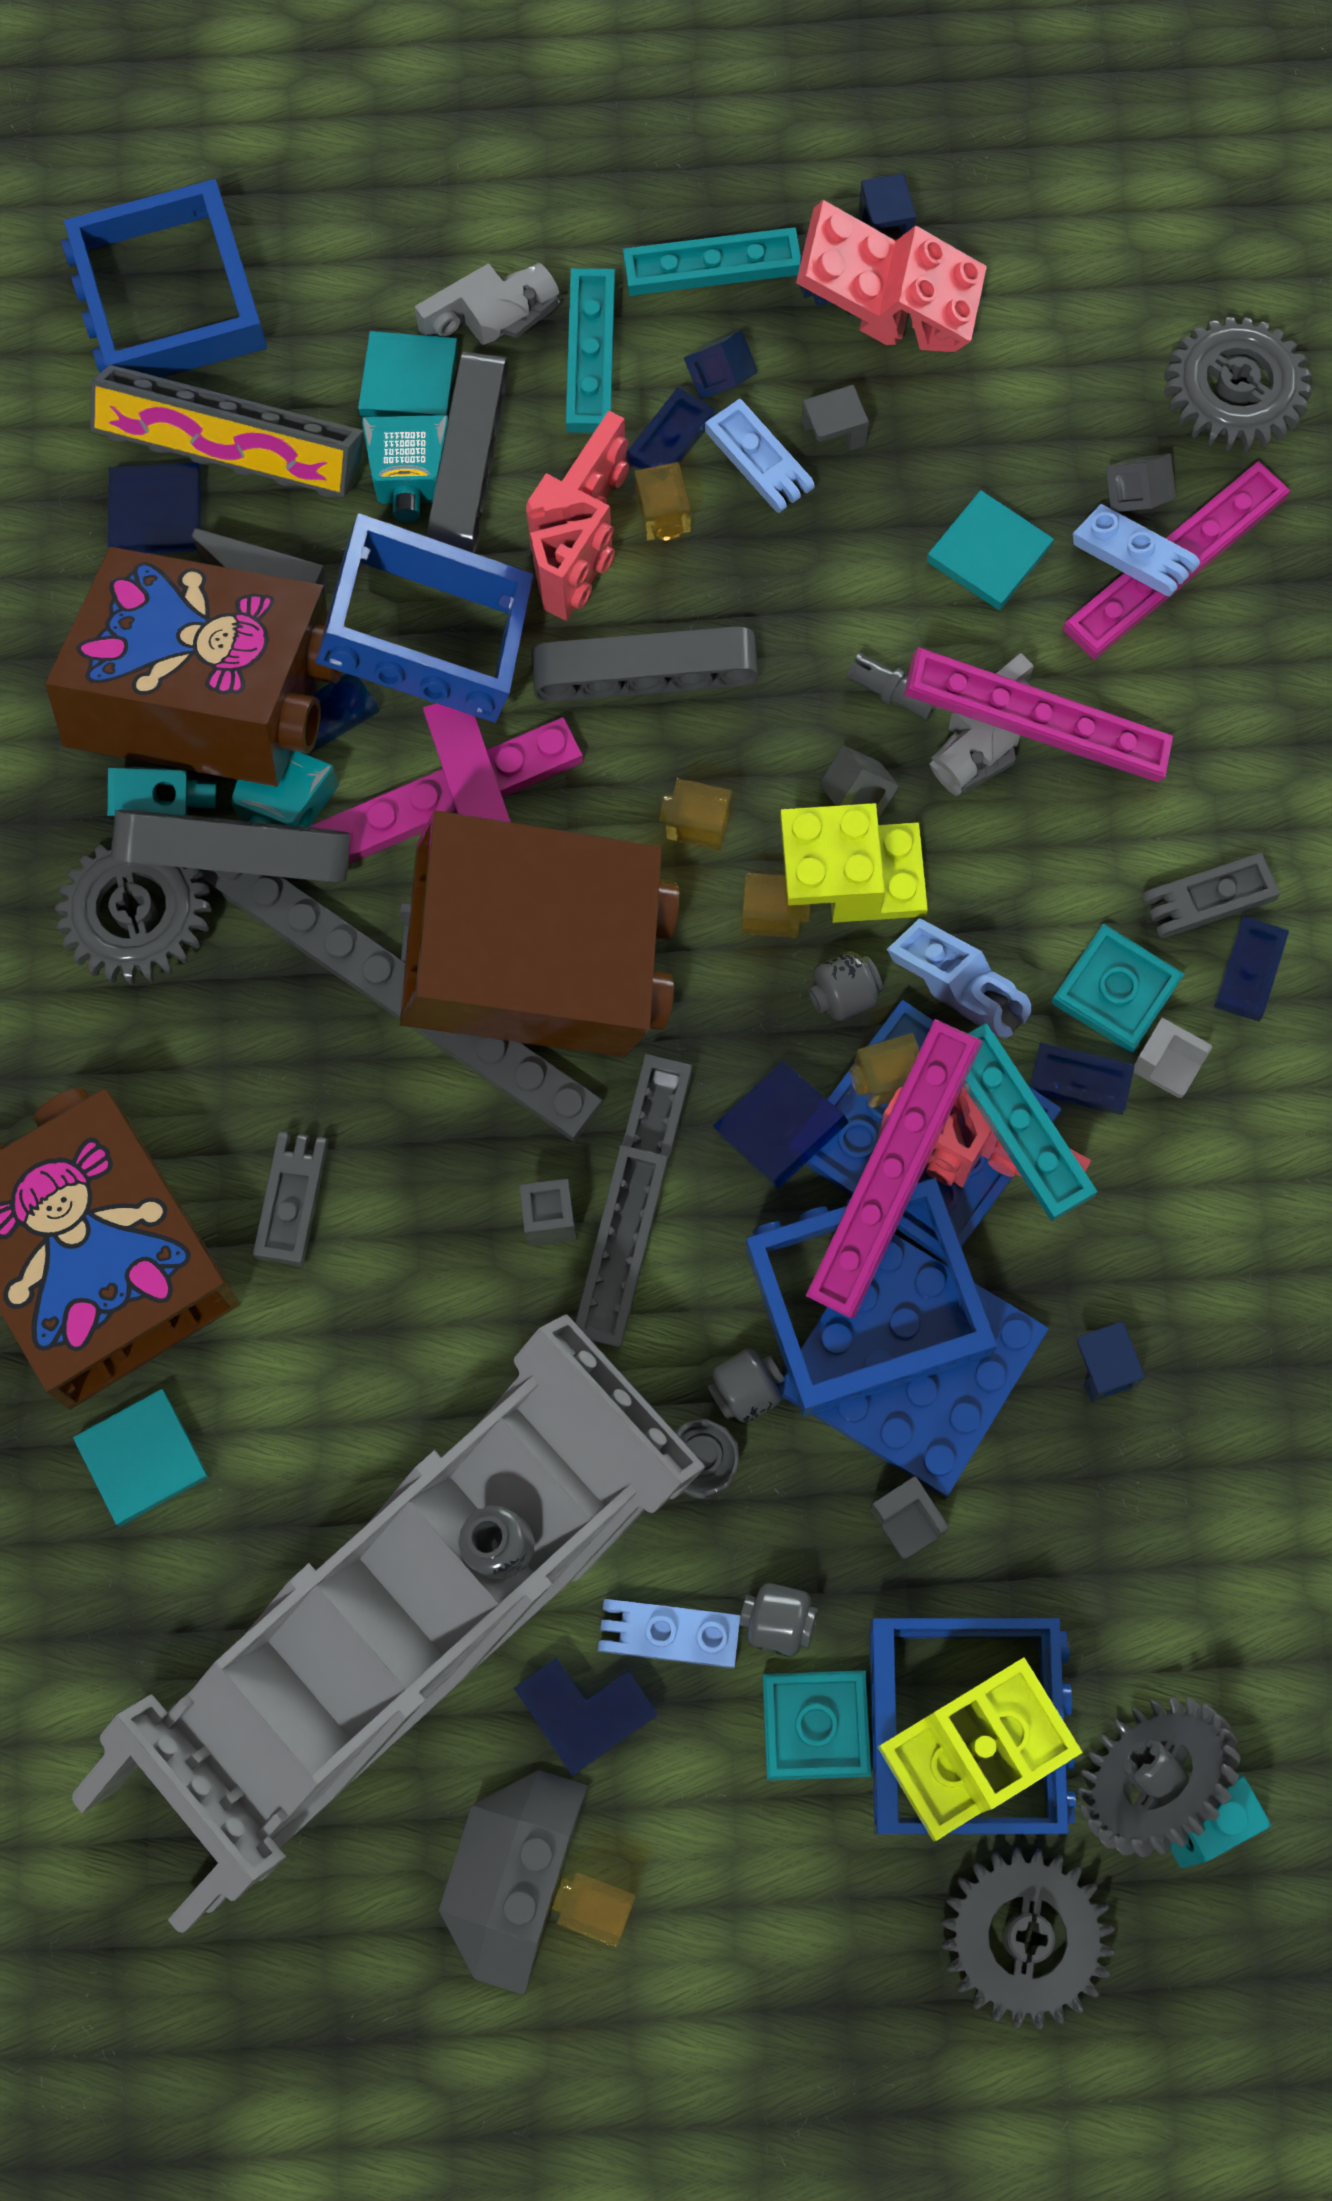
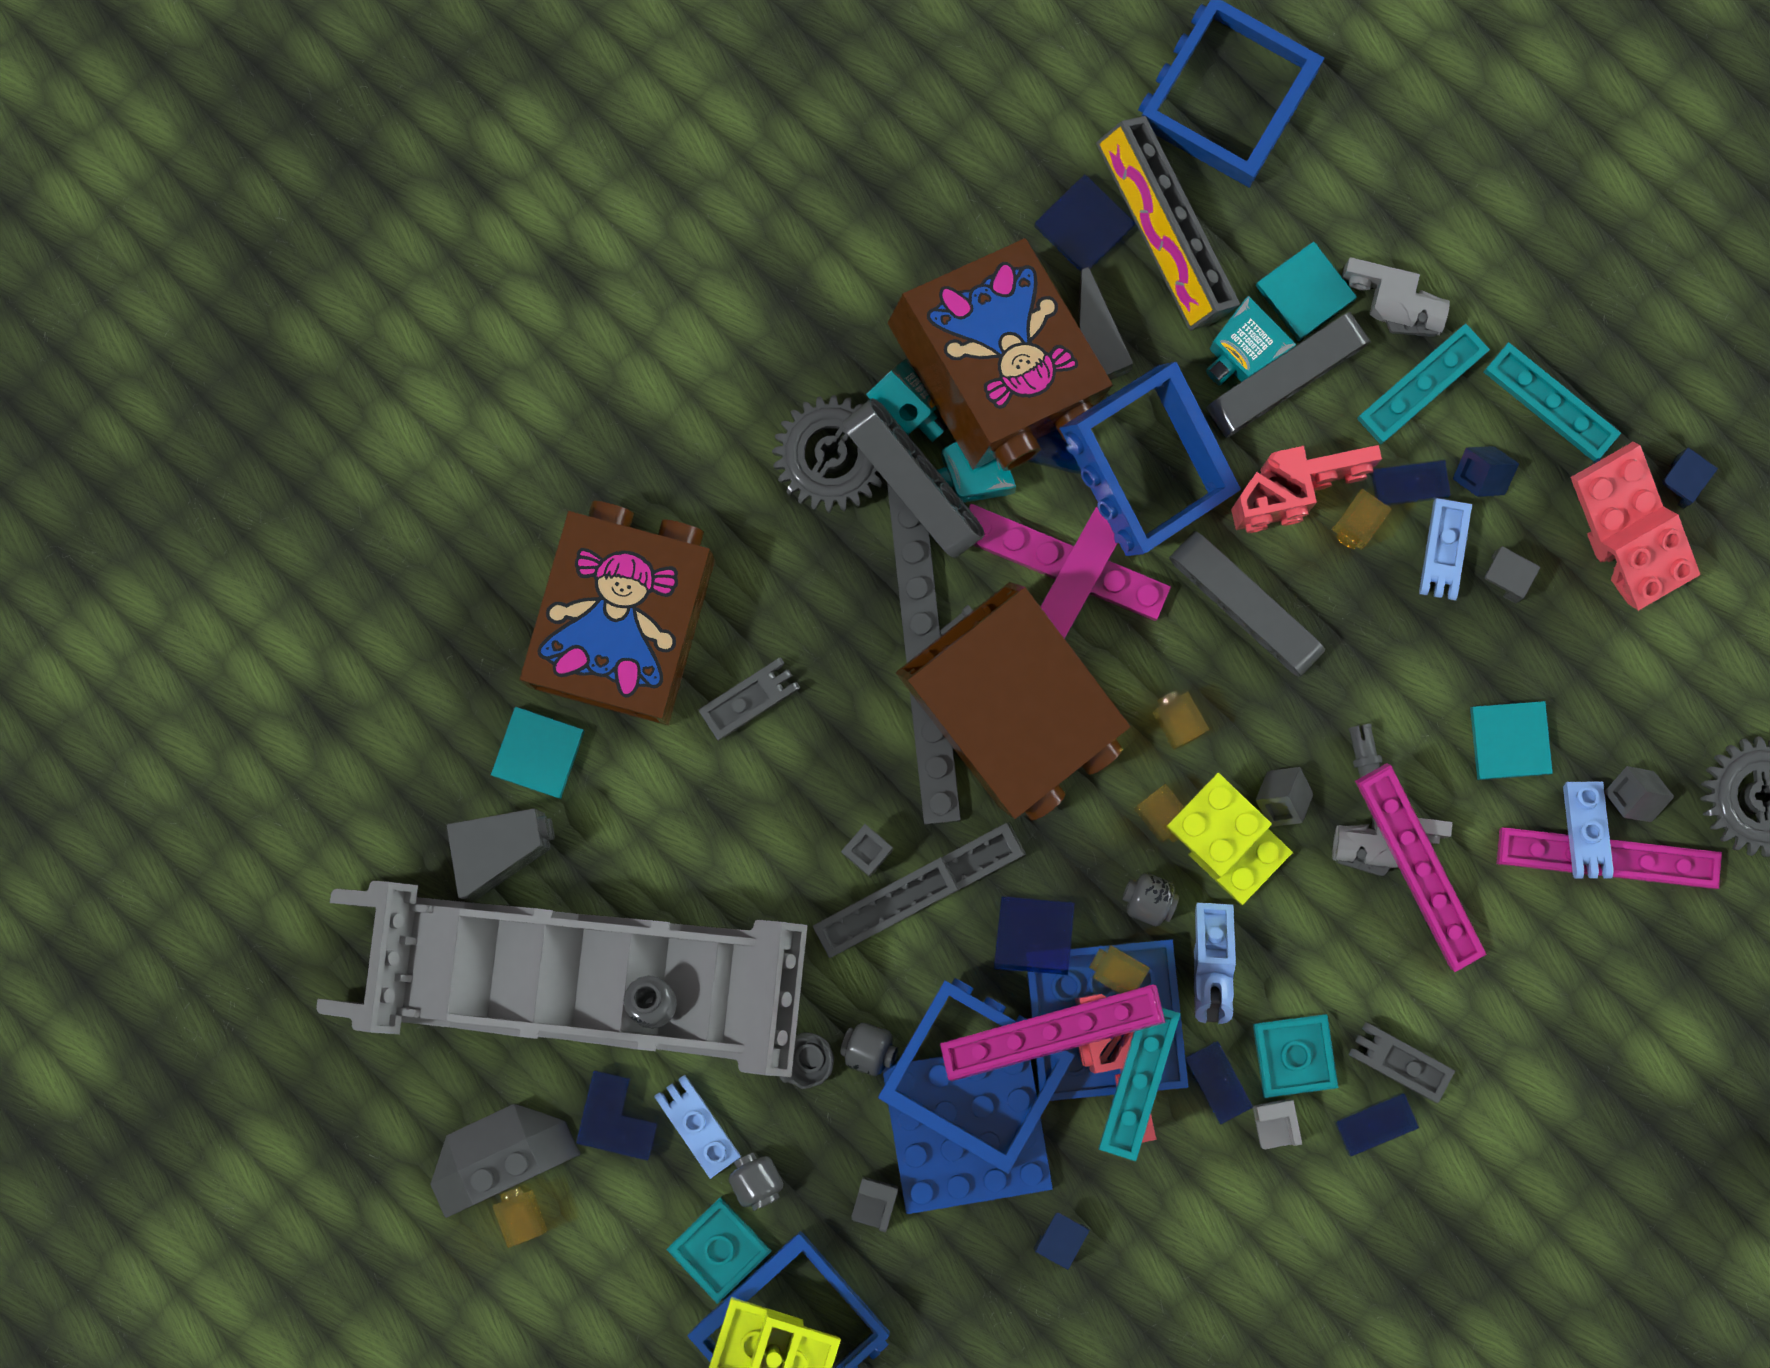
camera: 50 degrees right, 10 degrees up
(193, 1577) = (496, 848): none -> dark grey slope

